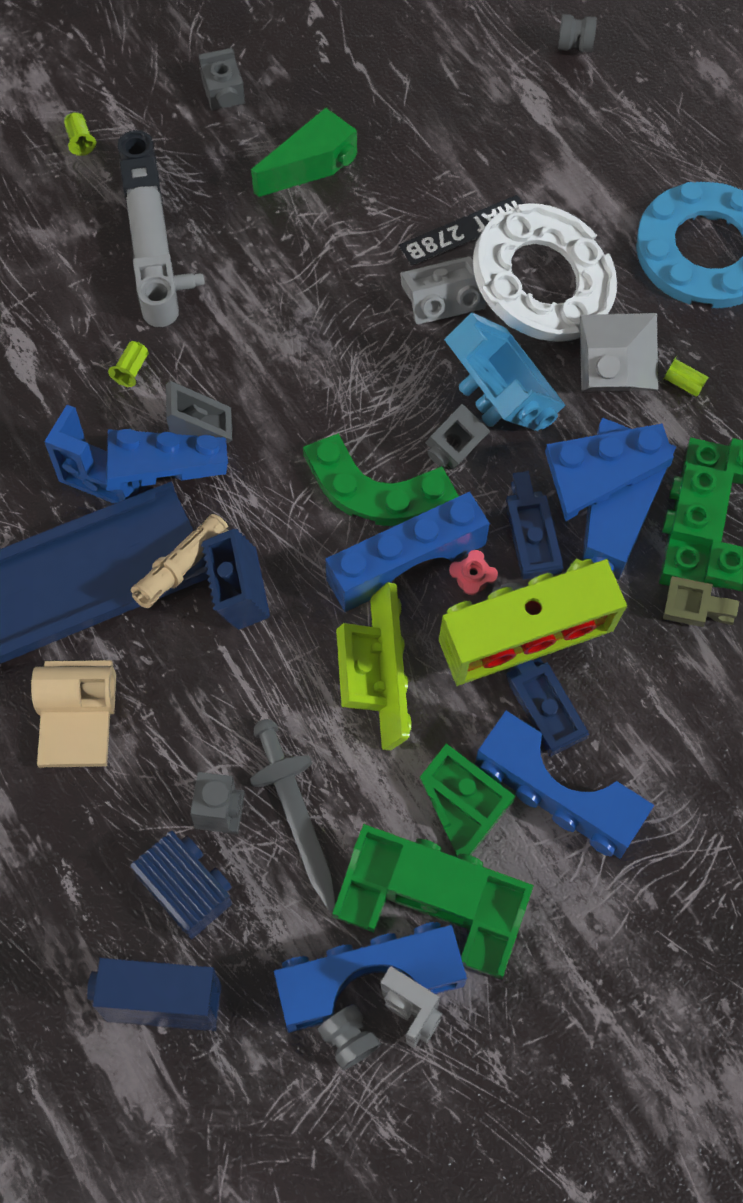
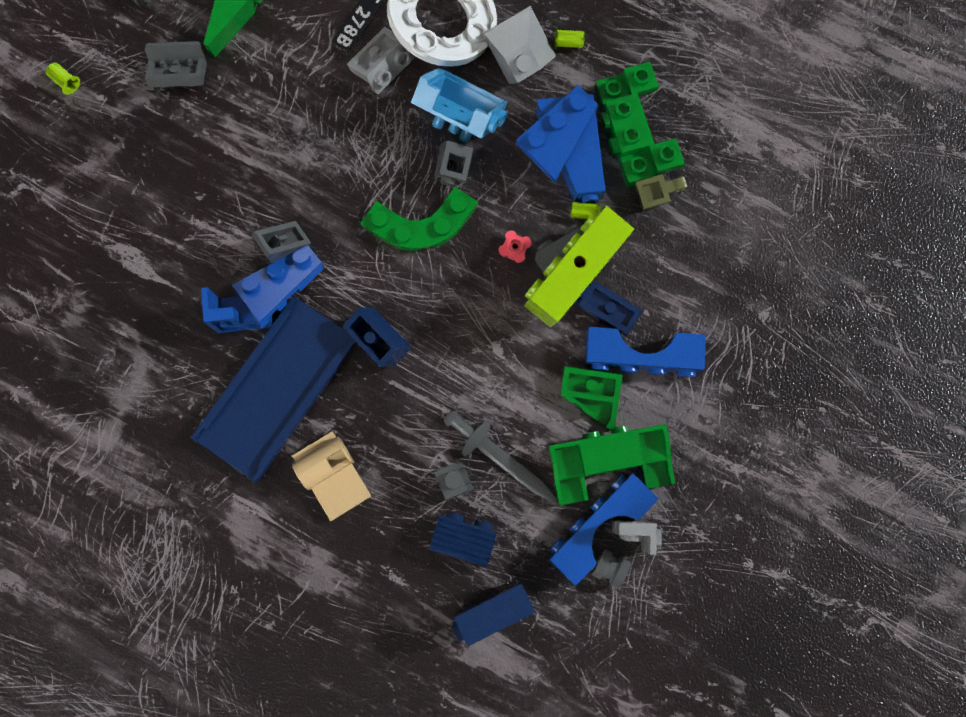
camera: 30 degrees left, 15 degrees up
(129, 364) = (211, 228): lime piece -> none
(151, 260) = (159, 124): light grey piece -> none
(169, 570) = (334, 354): tan pin -> none
(208, 177) = (175, 64): none -> dark grey bracket
(374, 669) = (493, 342): lime bracket -> none
(439, 533) = (467, 256): blue arch -> none
(532, 529) = (534, 197): dark blue hinge -> none

